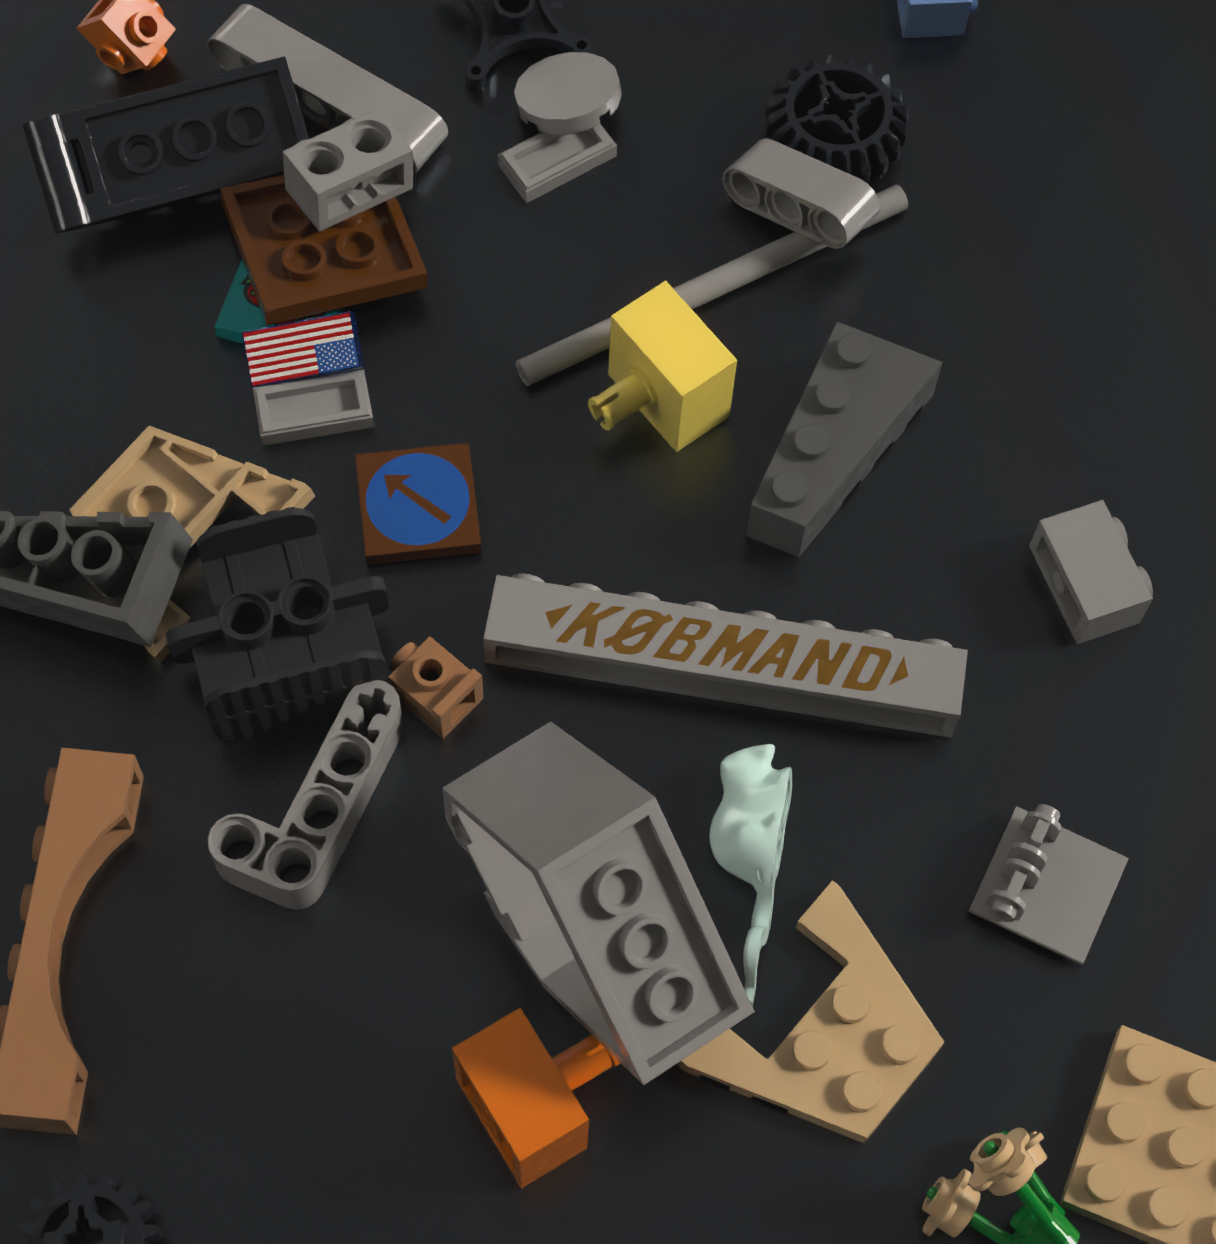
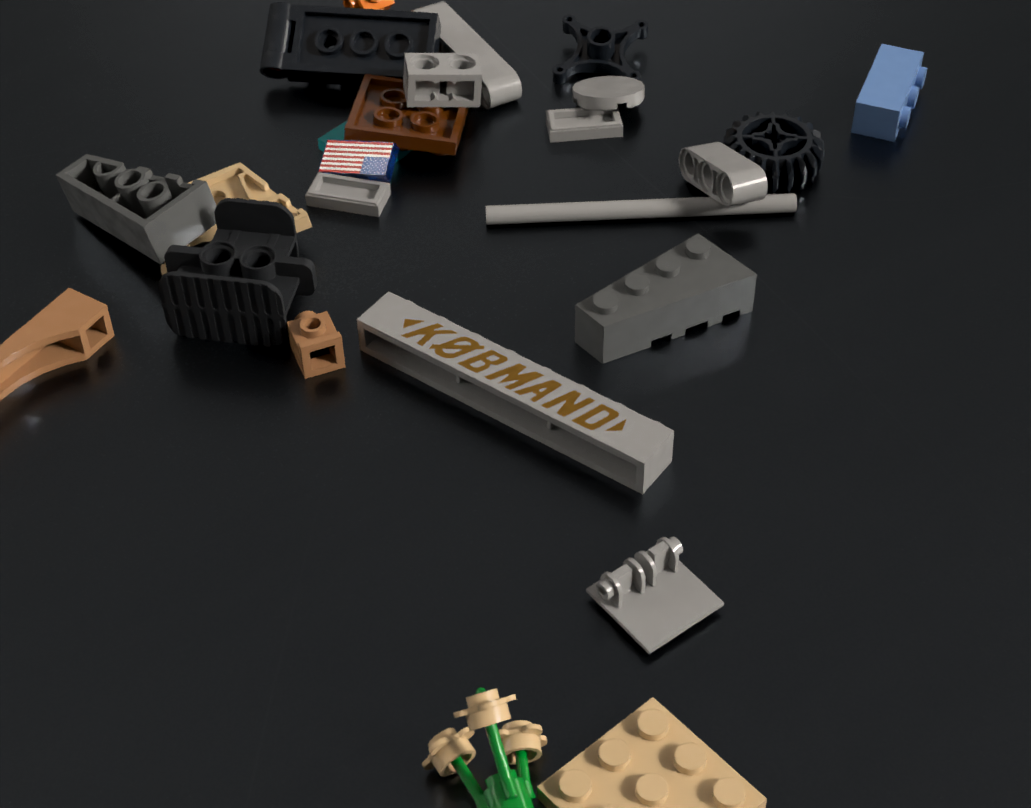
camera: 30 degrees right, 20 degrees down
(319, 792) = (201, 379): light grey beam -> none
(418, 503) = (375, 257): tile -> none
(528, 1094) = (201, 560): orange brick -> none
(597, 899) = (300, 435): light grey container -> none
(666, 369) = (571, 227): light yellow brick -> none
(750, 836) = (458, 492): light aqua animal -> none
(851, 1048) = (442, 640): tan wing -> none
(1091, 571) = (800, 428): light grey brick -> none

